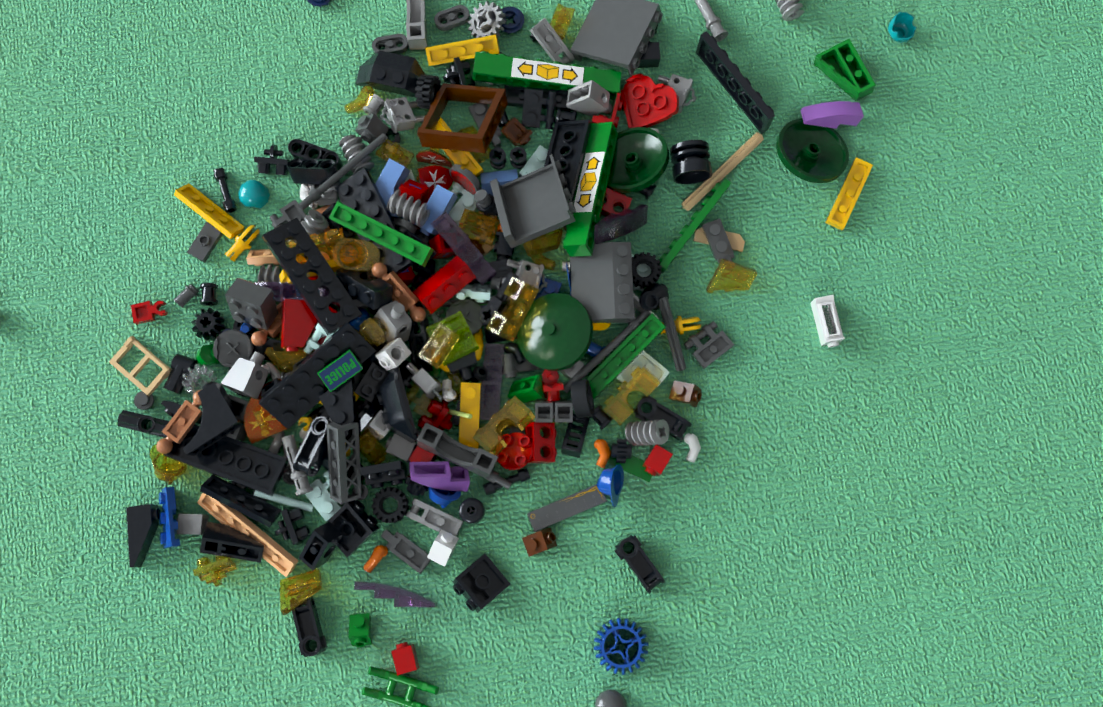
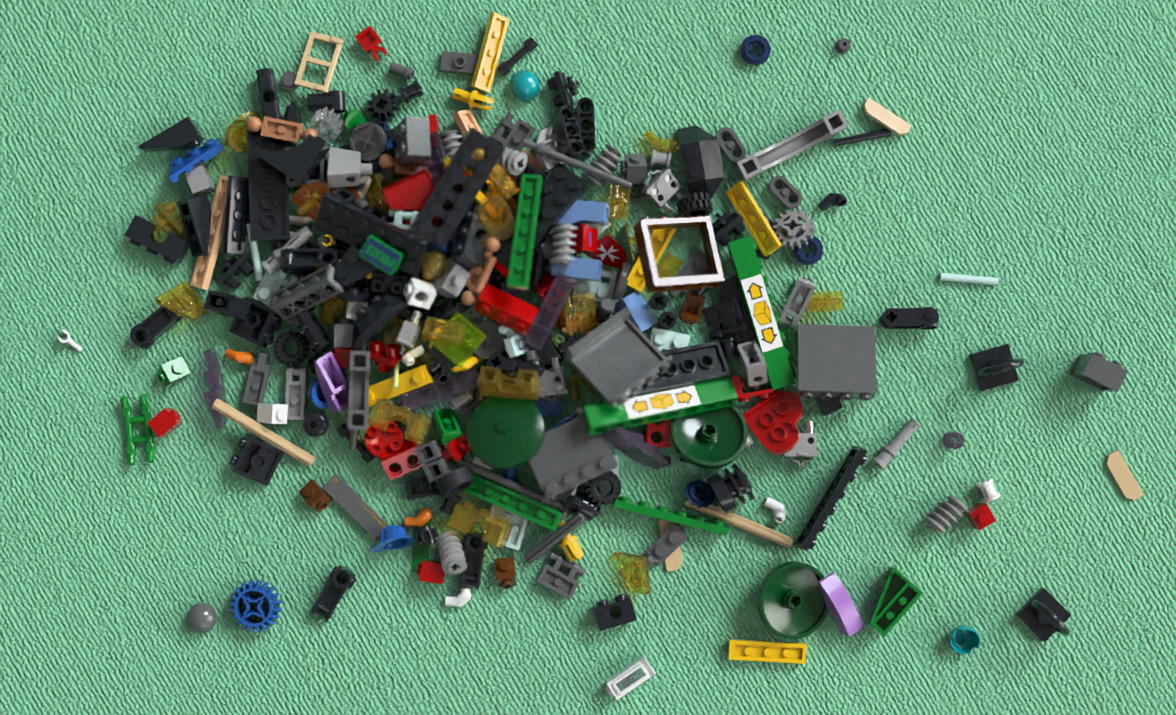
camera: 70 degrees right, 10 degrees up
(242, 578) = (142, 232): none -> black arch
(456, 564) = (263, 432): none -> tan axle
(678, 193) = (701, 488): none -> dark blue gear
(725, 134) = (778, 509): none -> white arm
(767, 300) = (606, 620): none -> black brick

